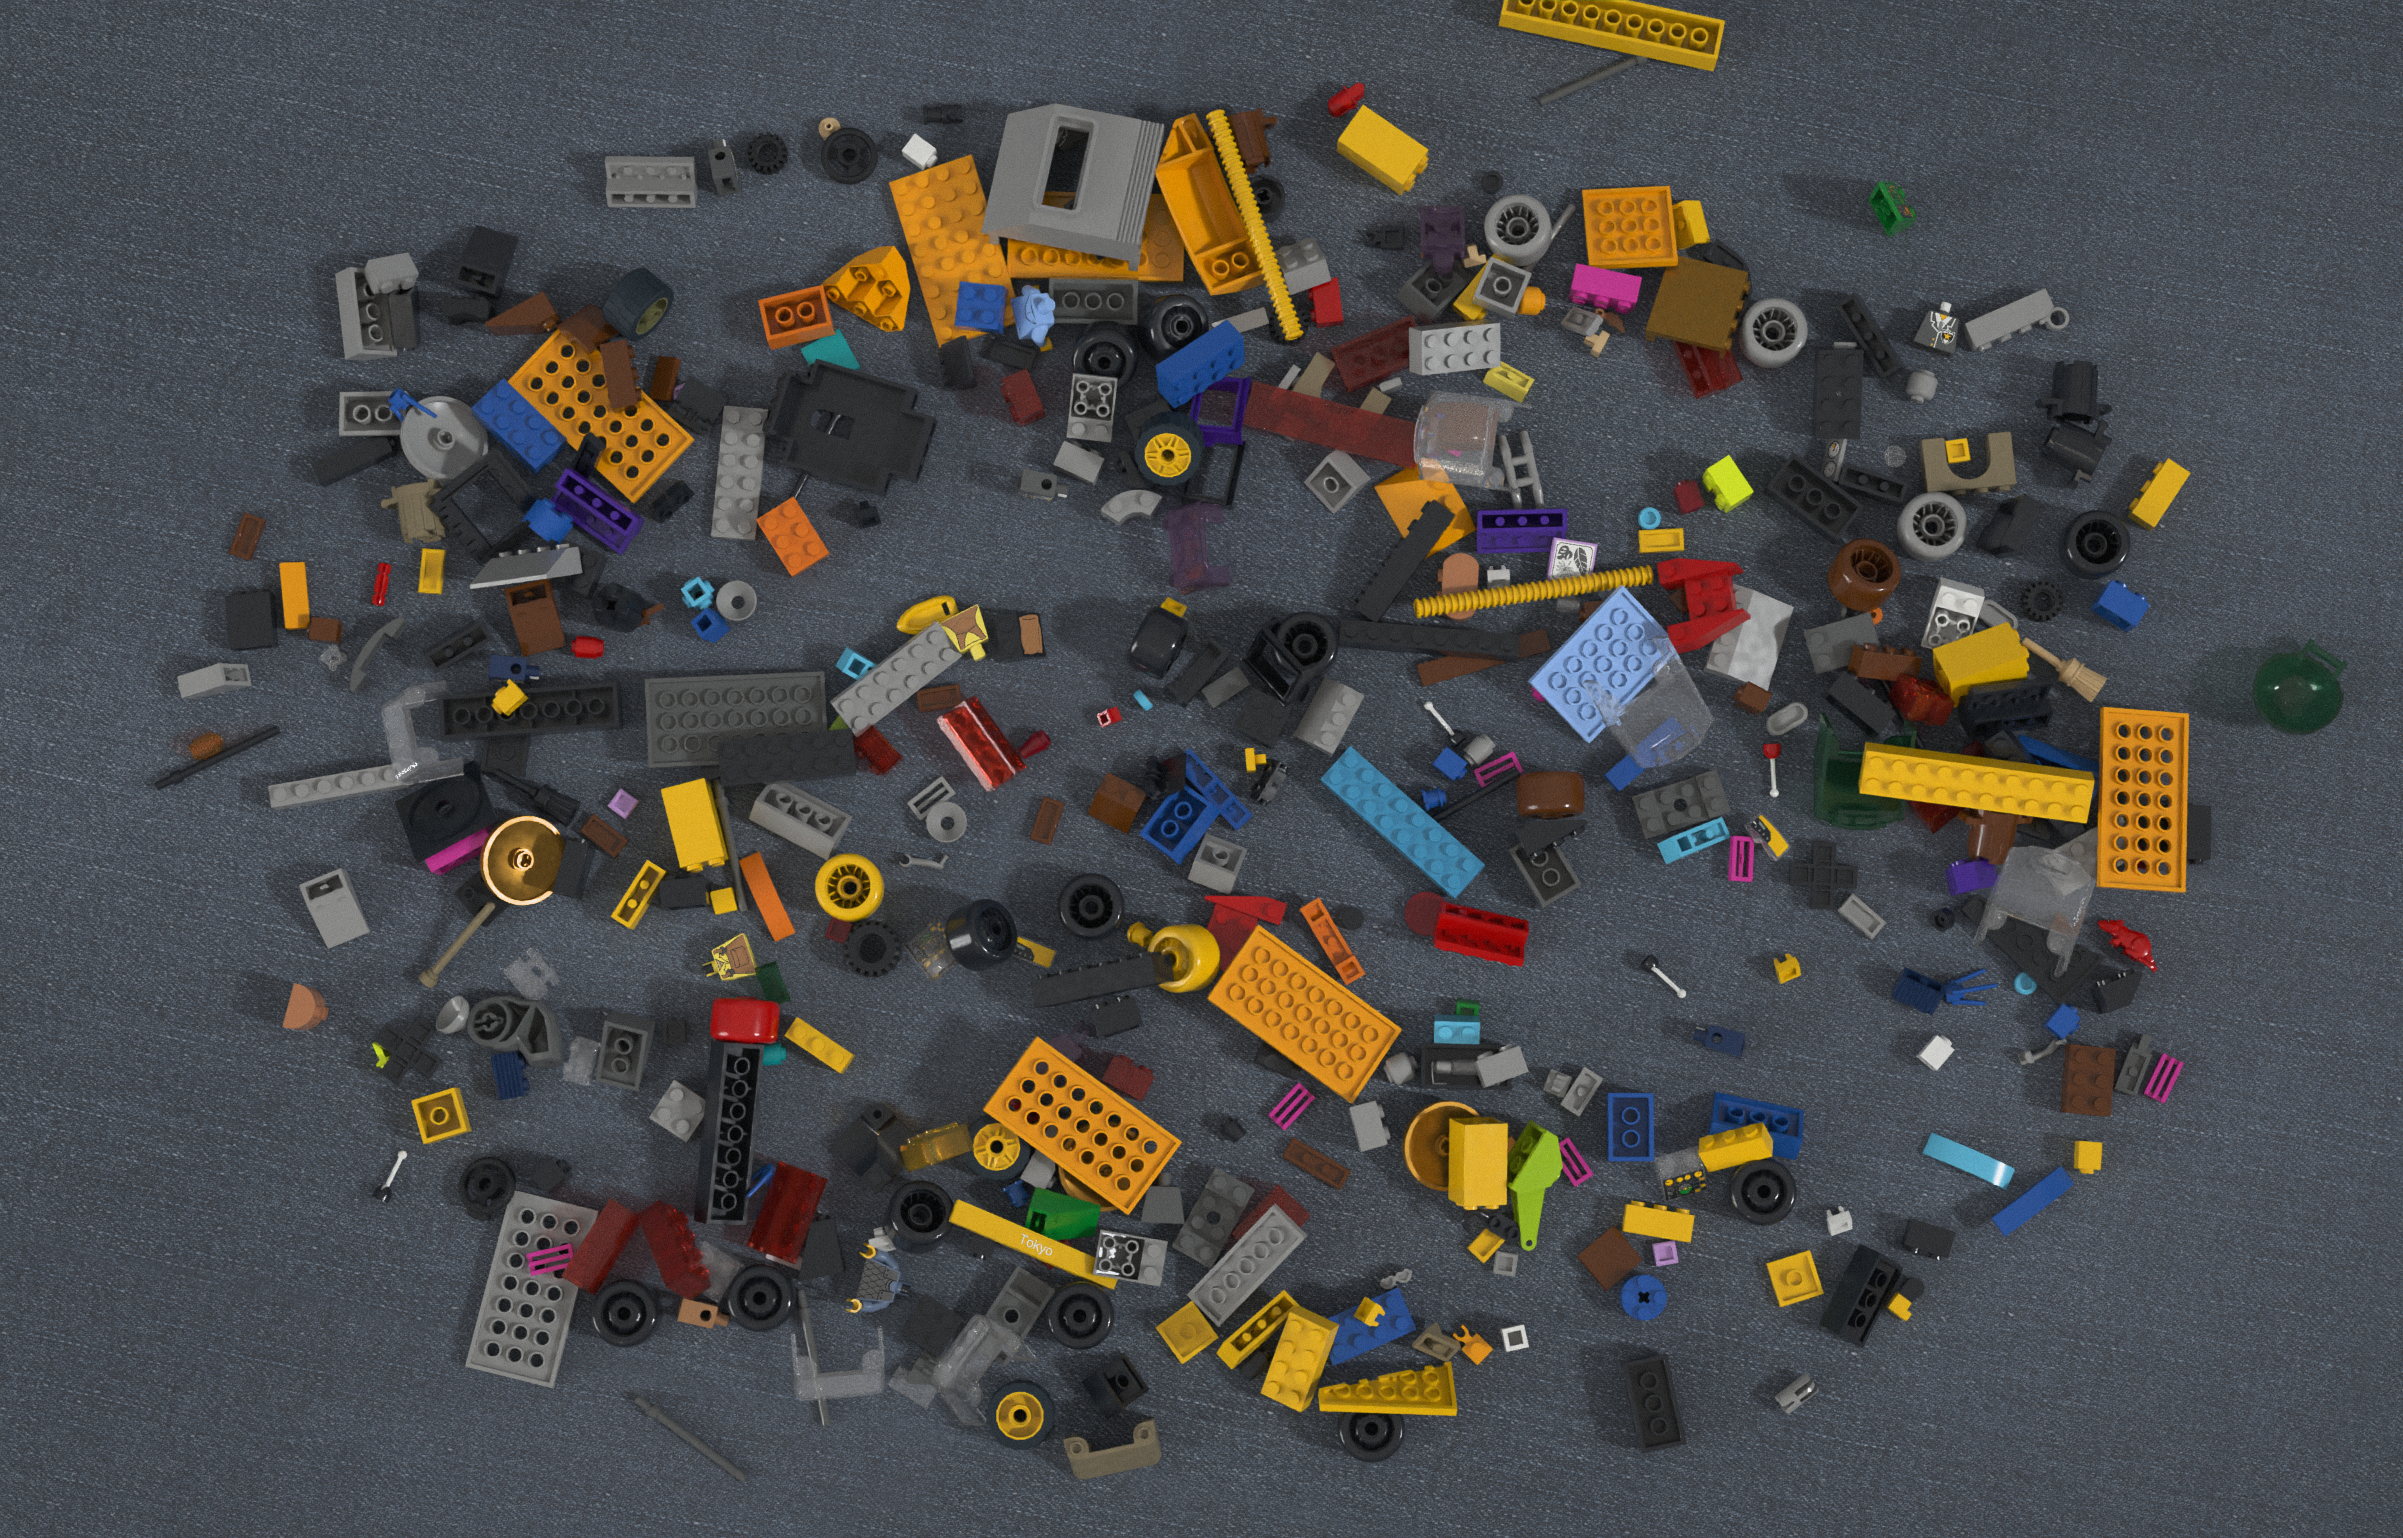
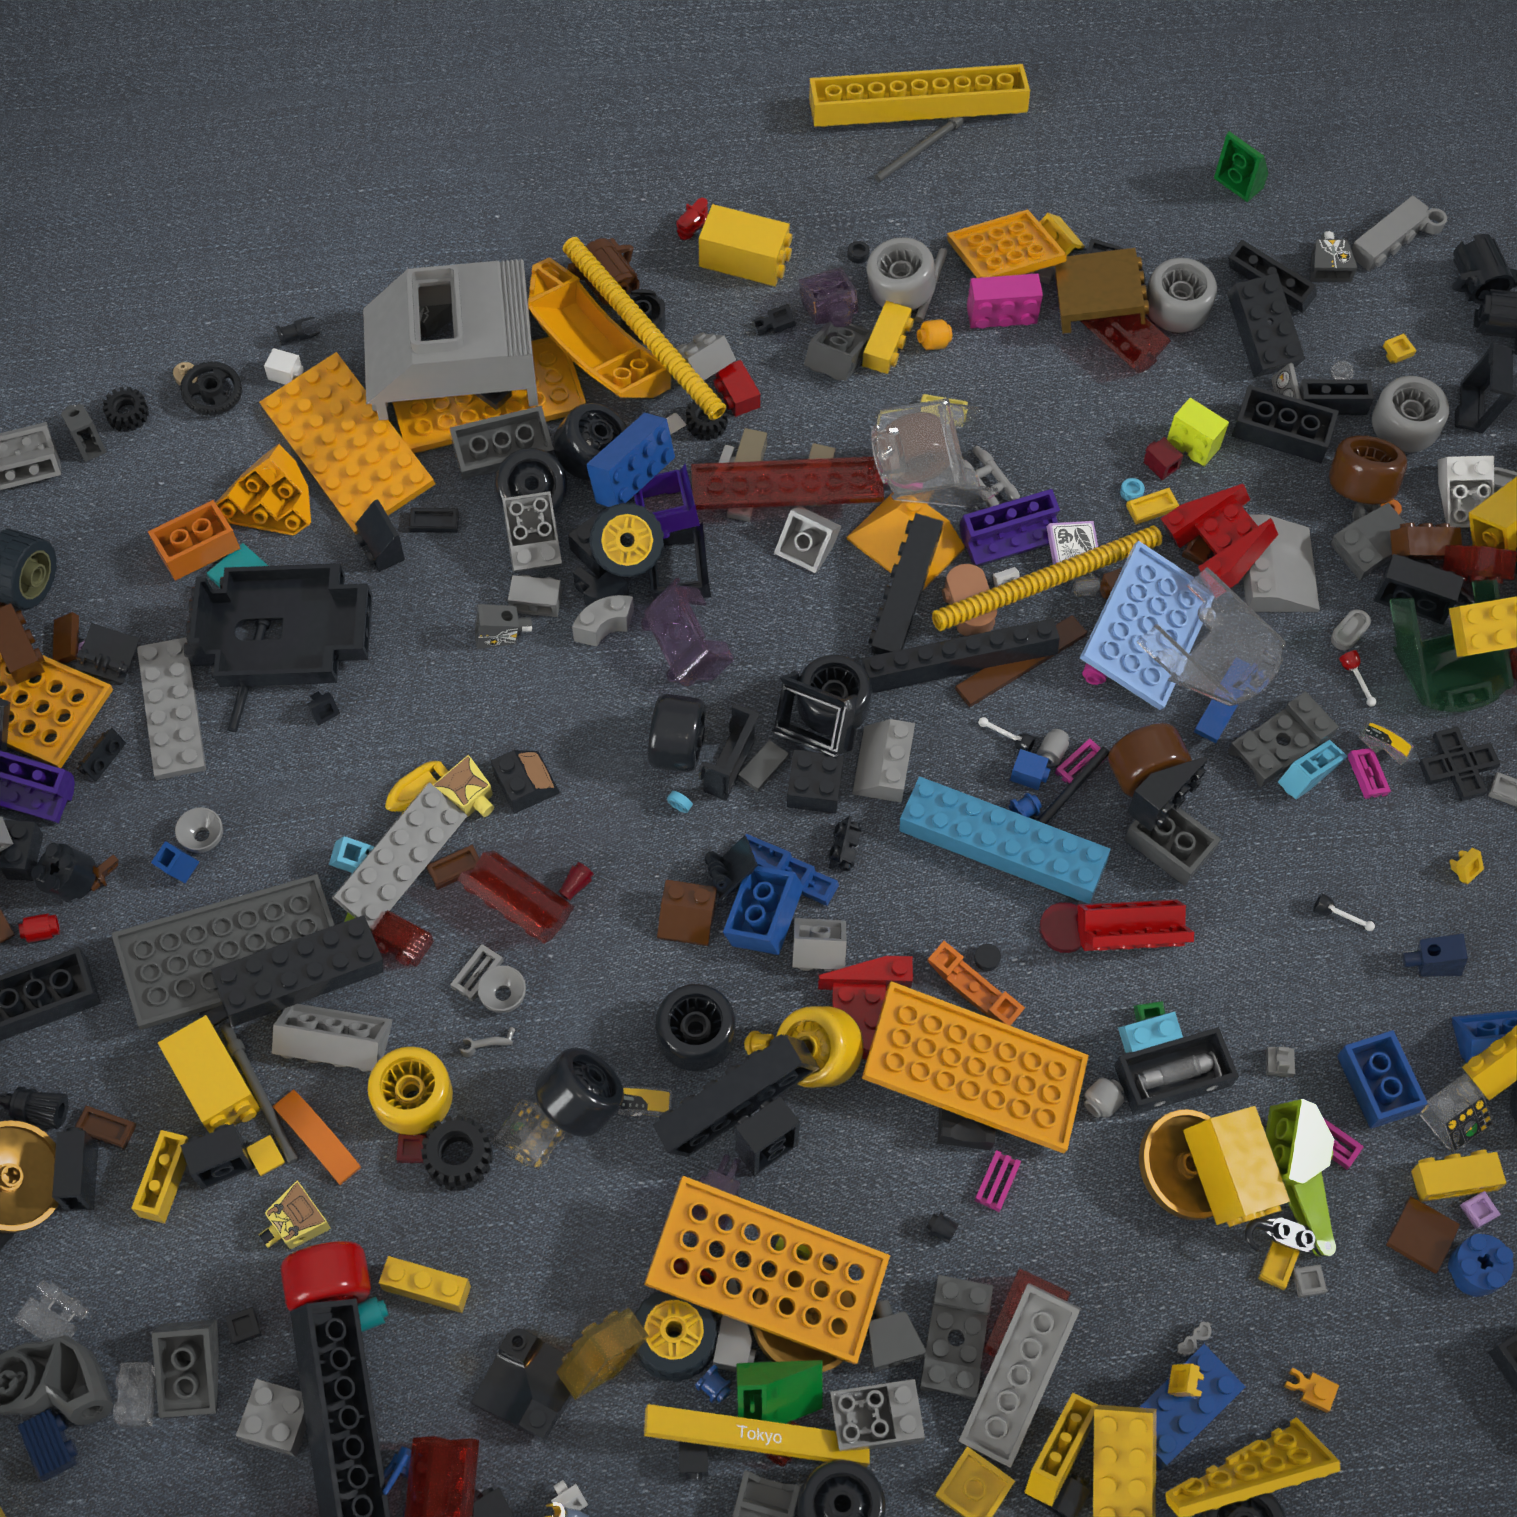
camera: 25 degrees left, 20 degrees down
(623, 803) = (120, 1085): lavender tile -> none
(690, 590) = (152, 833): medium azure brick -> none
(772, 983) = (347, 1225): clear green tile -> none
(793, 537) = (245, 748): orange brick -> none
(926, 1202) = (605, 1449): black wheel -> none
(981, 307) = (387, 474): blue brick -> none
(1024, 399) = (456, 548): clear red brick -> none
(1034, 316) = (444, 469): light blue torso -> none
(1047, 821) = (614, 957): reddish brown tile -> none
(1109, 717) = (649, 829): red piece -> none
(1129, 1078) = (804, 1200): clear red brick -> none
(1252, 760) = (819, 826): yellow tile -> none
(1316, 1163) = (1050, 1237): reddish brown tile -> none
(1368, 1125) = (1095, 1169): light grey brick -> none
(1373, 355) = (808, 414): clear red brick -> none
(1390, 385) = (831, 438): light grey tile -> none
(1436, 1343) = (1275, 1398): dark tan slope -> none
(1454, 347) = (880, 381): light grey brick -> none
(1473, 257) = (866, 312): tan tile -> none
(1500, 1066) = (1220, 1046): light grey brick -> none
(1501, 288) = (907, 319): light grey brick -> none
(1514, 1337) = (1359, 1360): white brick -> none
(1581, 321) = (994, 335): light grey plate -> none
(1581, 1091) = (1311, 1060): light grey plate -> none
(1597, 342) = (1014, 351): tan tile -> none
(1612, 320) = (1021, 332): medium nougat piece -> none
(1752, 698) = (1311, 614): reddish brown brick -> none
(1921, 386) = (1338, 306): light grey head -> none
(1998, 472) = (1439, 342): dark tan arch -> none

